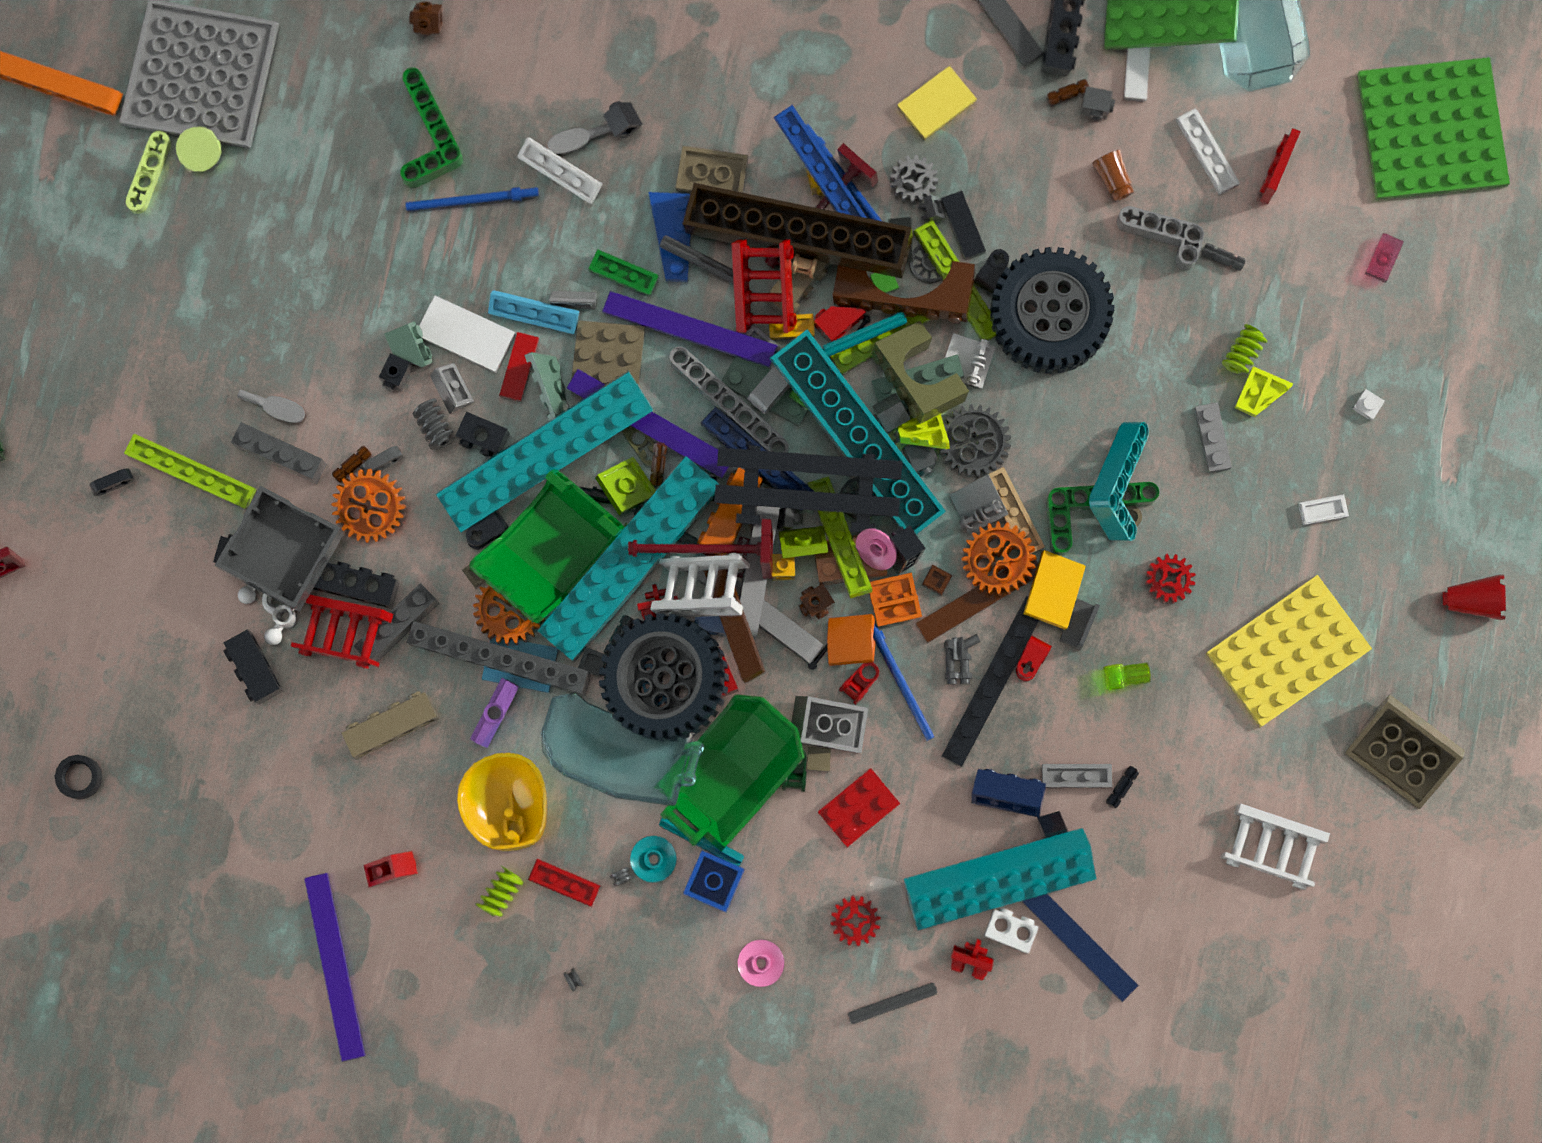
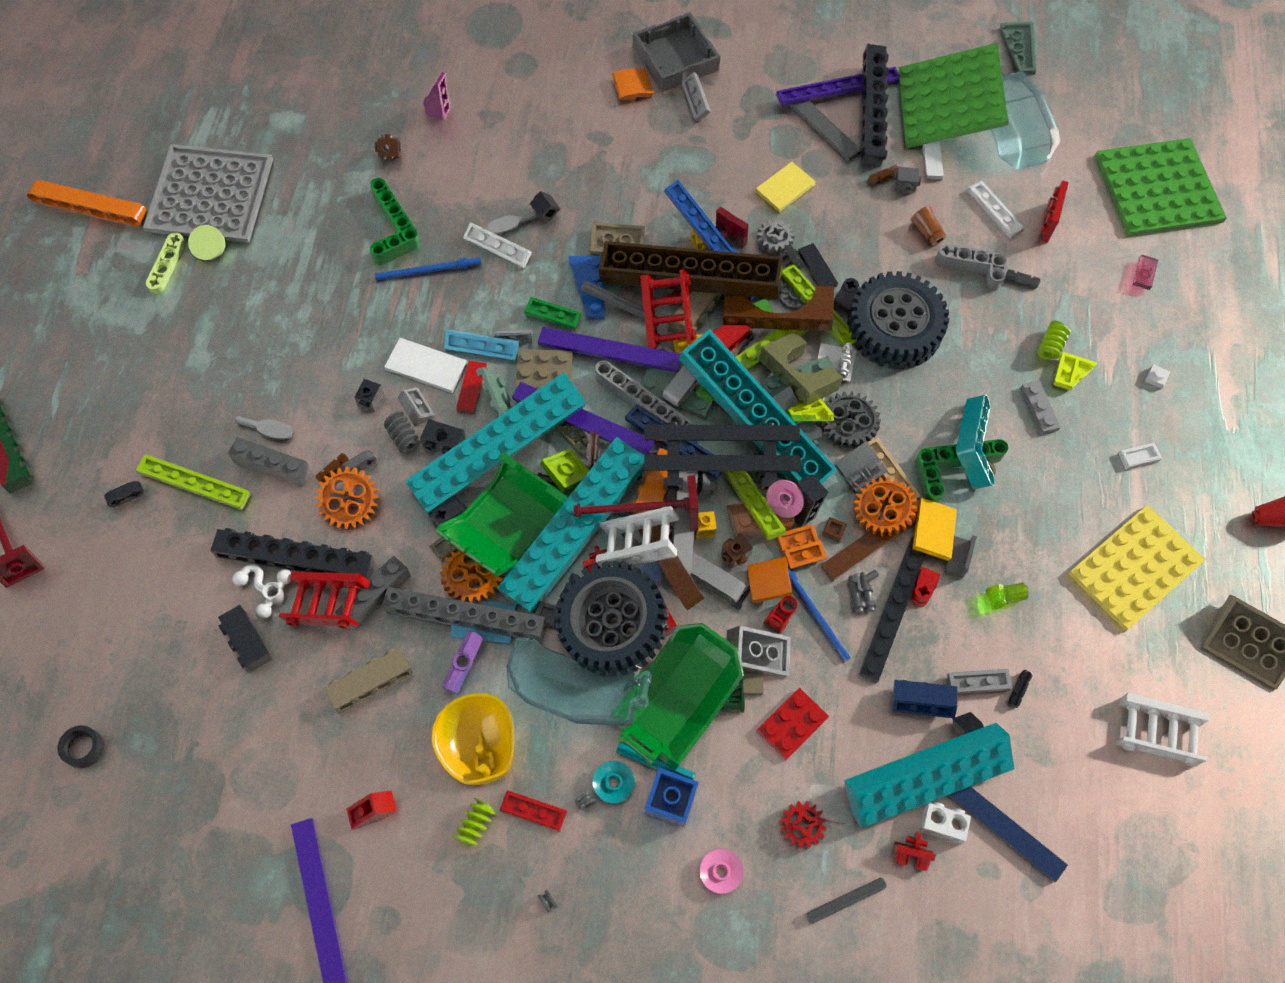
camera: 10 degrees left, 15 degrees down
(280, 549) = (268, 533): dark grey tile -> none
(408, 344) = (378, 371): sand green slope -> none
(803, 542) = (720, 503): lime tile -> none
(804, 266) = (698, 295): tan bush -> none
(864, 334) = (757, 341): teal axle -> none
(1165, 571) = (1032, 522): red gear -> none

